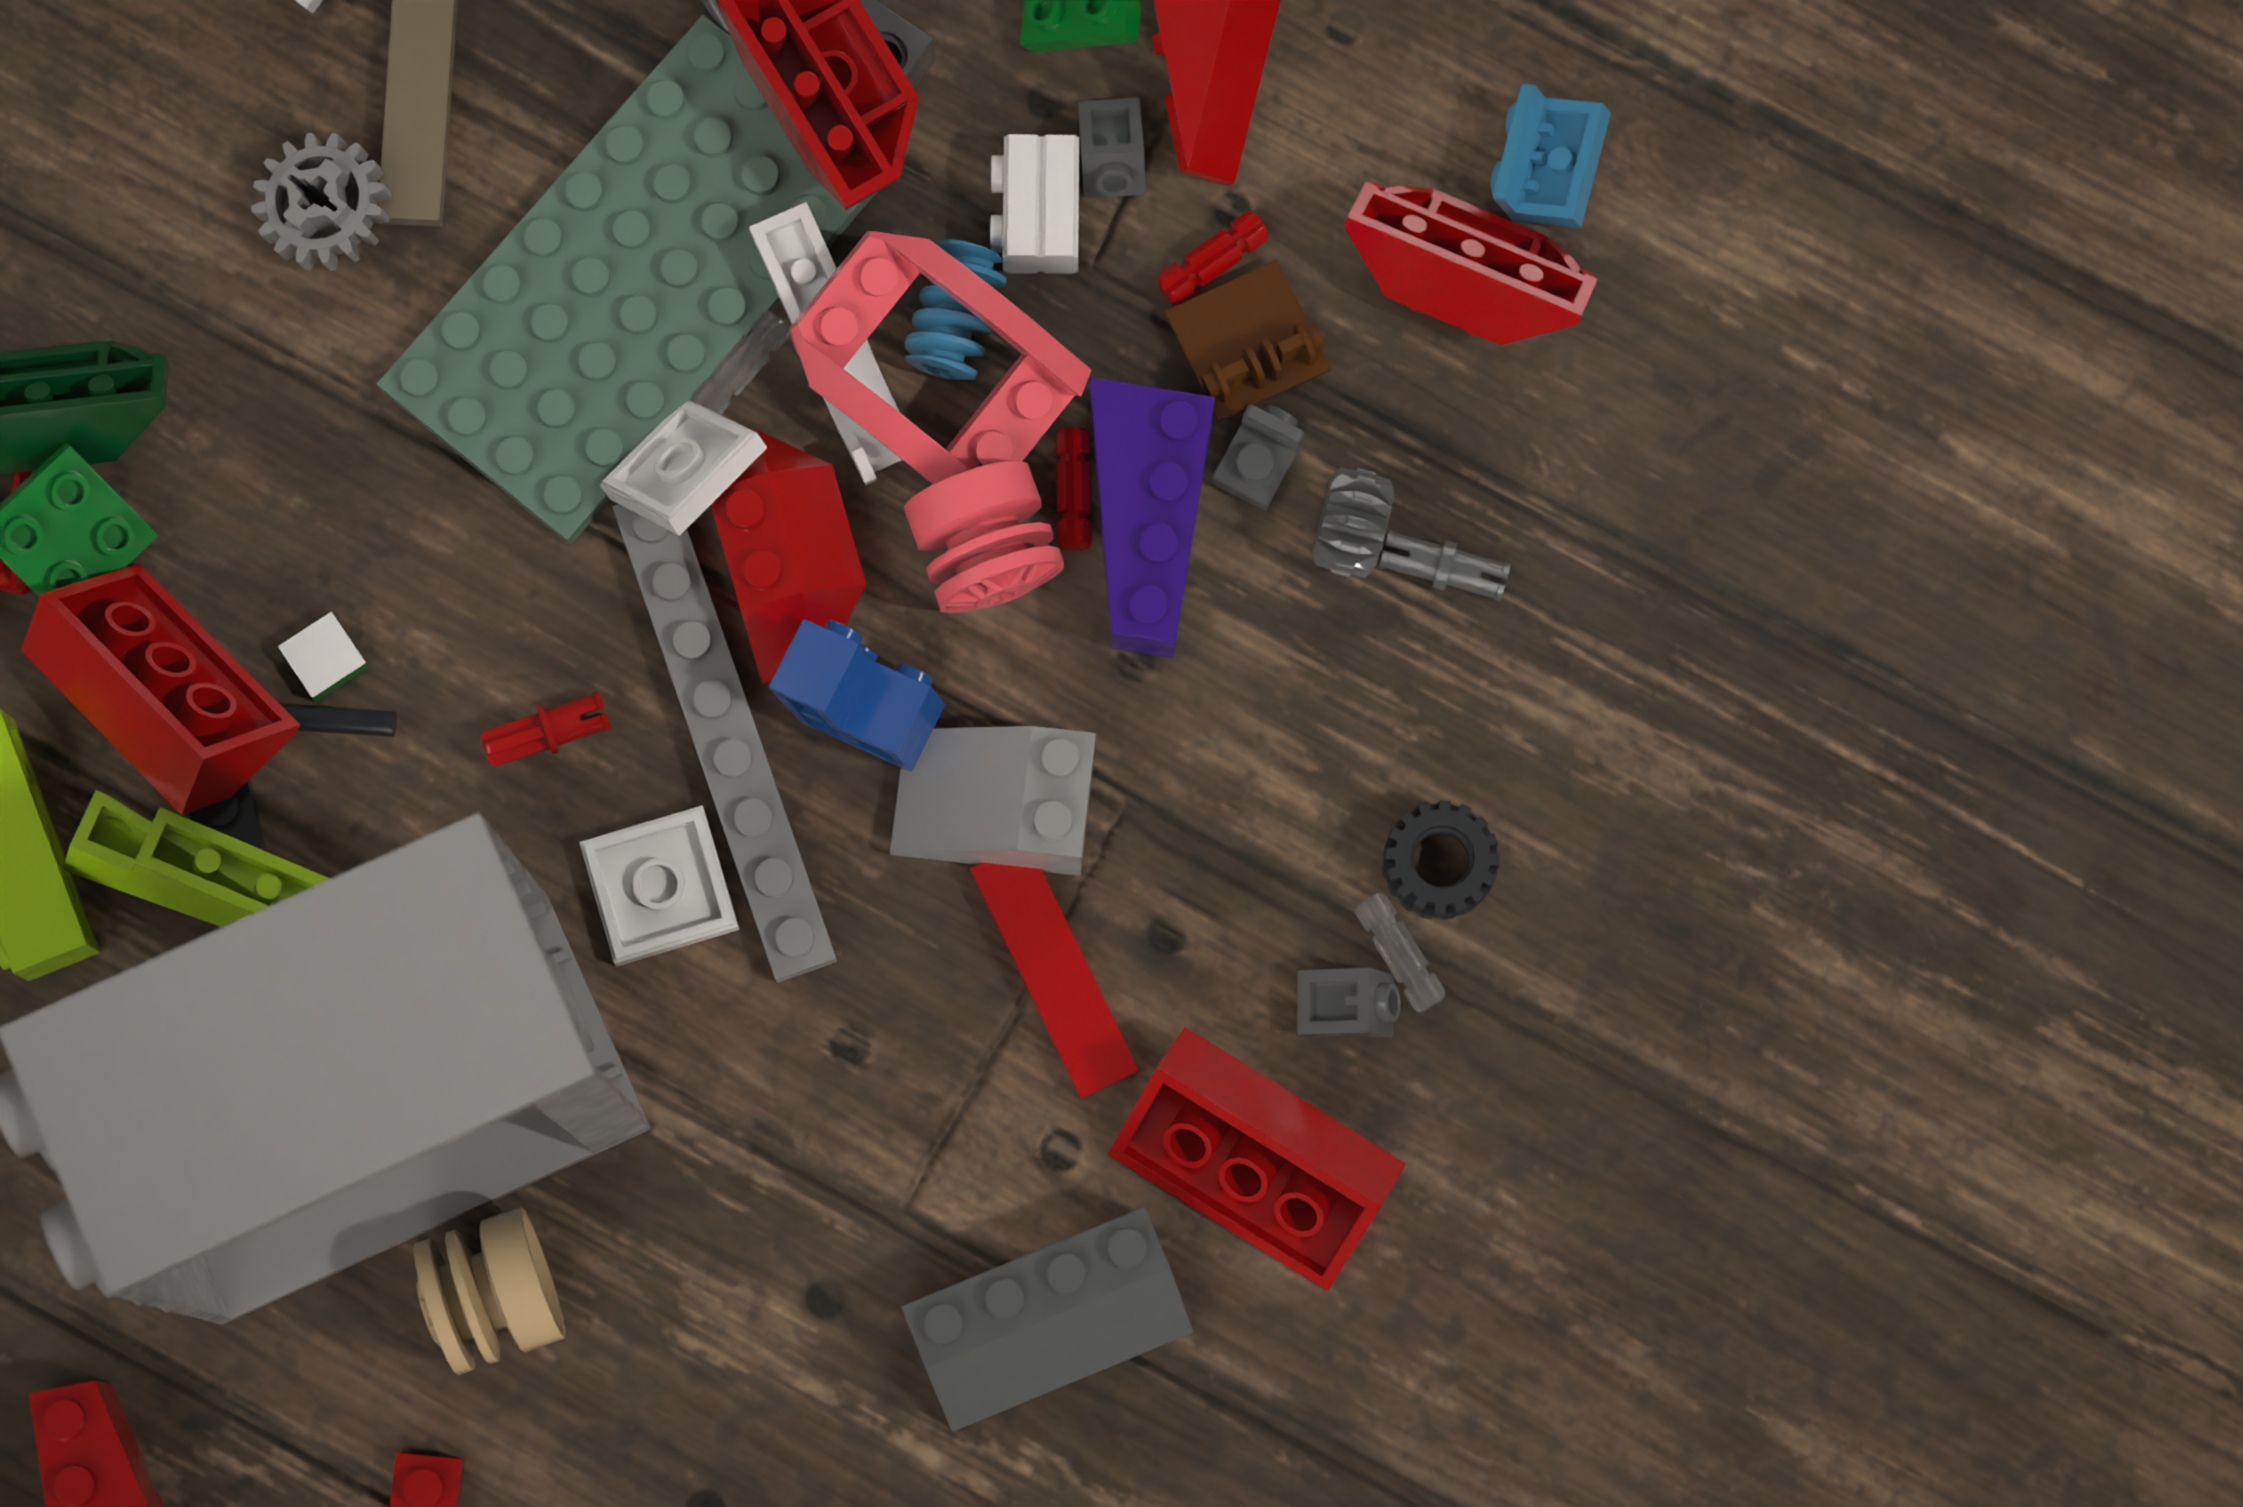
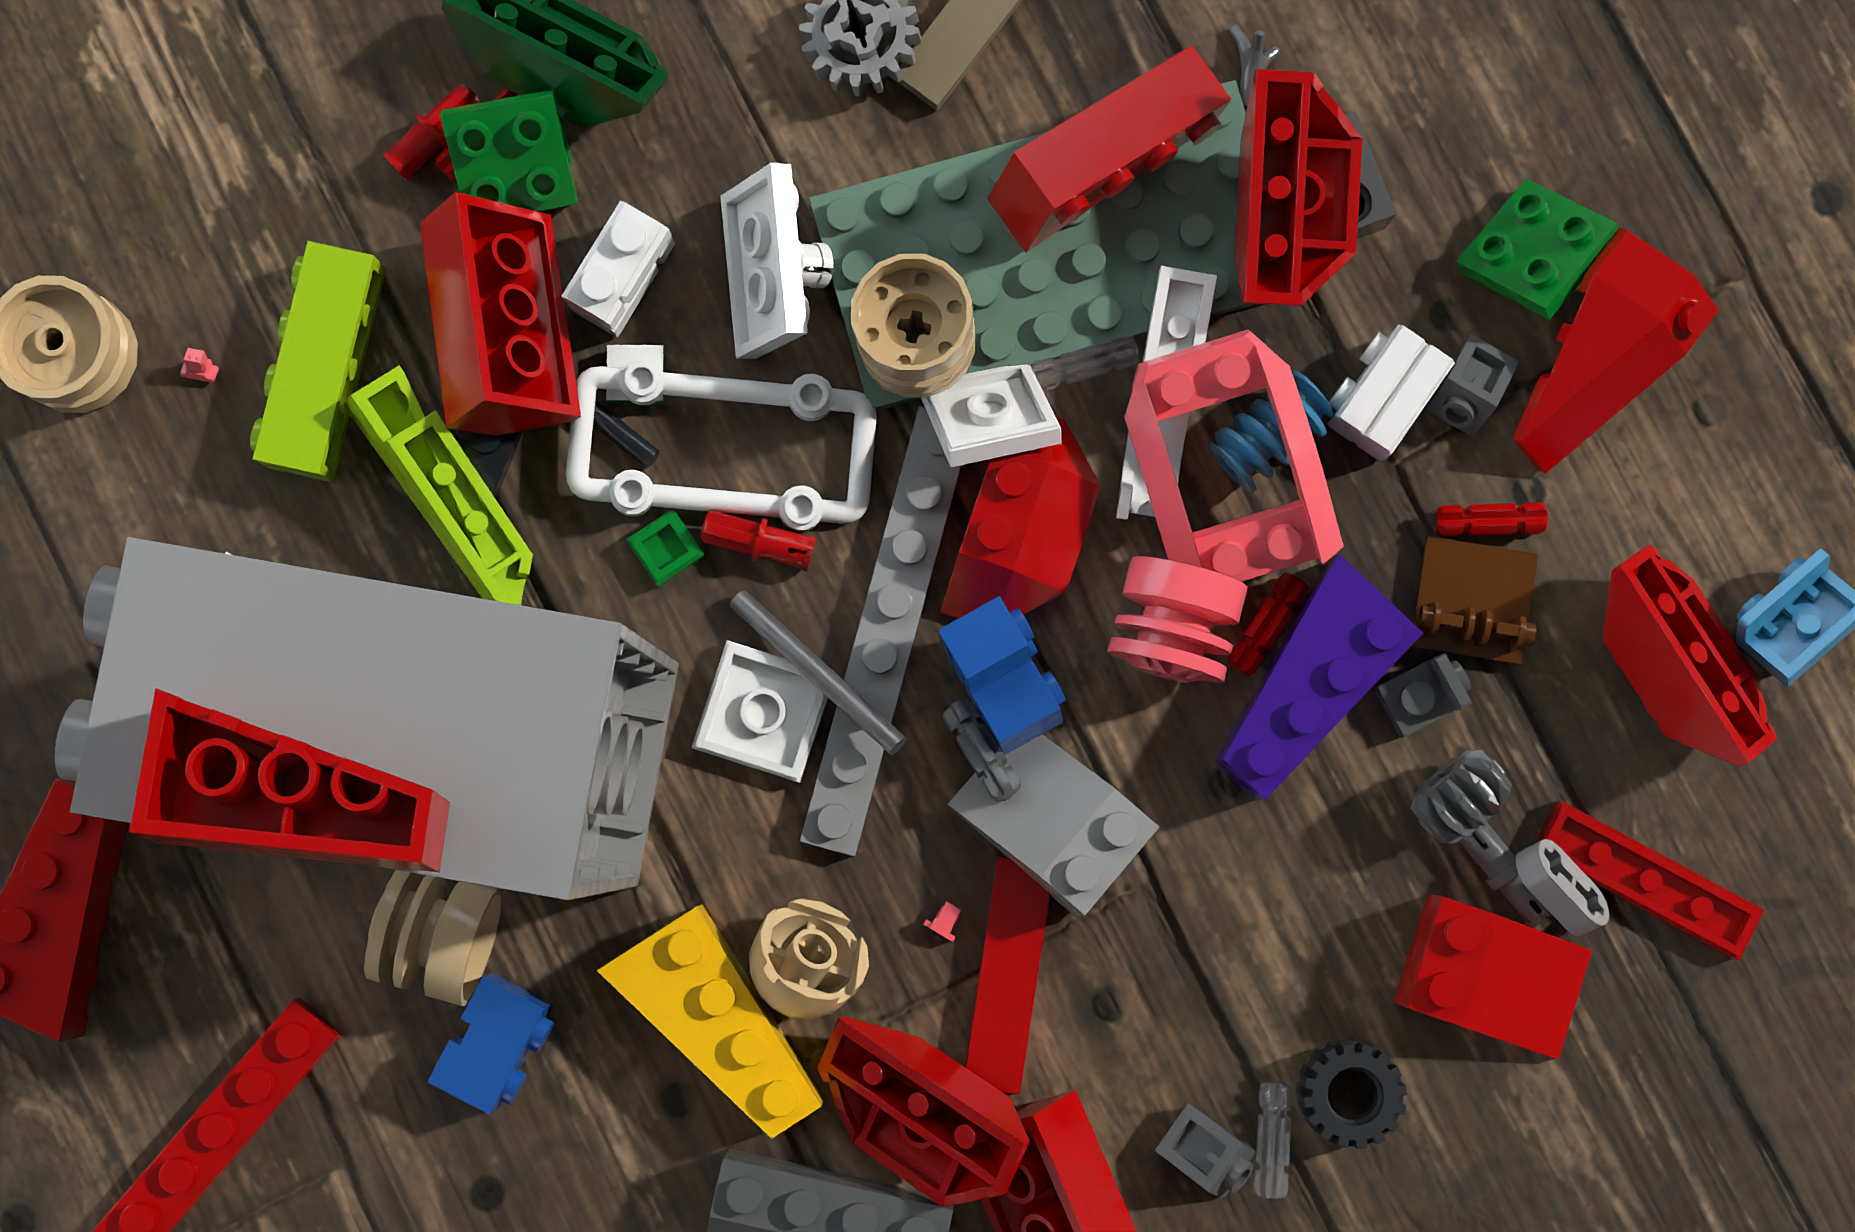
camera: 35 degrees right, 5 degrees up
(241, 568) = (618, 268): none -> white brick
(278, 1148) = (261, 792): none -> red wedge
(379, 467) = (768, 262): none -> white plate
(461, 793) = (666, 548): none -> green tile
(503, 569) = (808, 398): none -> white bar
(536, 404) = (908, 295): none -> tan wheel
(618, 1360) = (488, 1059): none -> blue brick
(625, 153) = (1107, 147): none -> red wedge
(684, 811) = (818, 672): none -> flat silver bar
(792, 1186) = (712, 1013): none -> yellow wedge
(855, 1078) = (807, 960): none -> tan cylinder
(887, 779) = (981, 750): none -> dark grey axle
(961, 963) = (944, 921): none -> coral piece
(1055, 1143) = (922, 1113): none -> red wedge
(1496, 666) = (1492, 975): none -> red slope
(1501, 543) = (1562, 887): none -> light grey beam
(1577, 487) = (1653, 881): none -> red tile

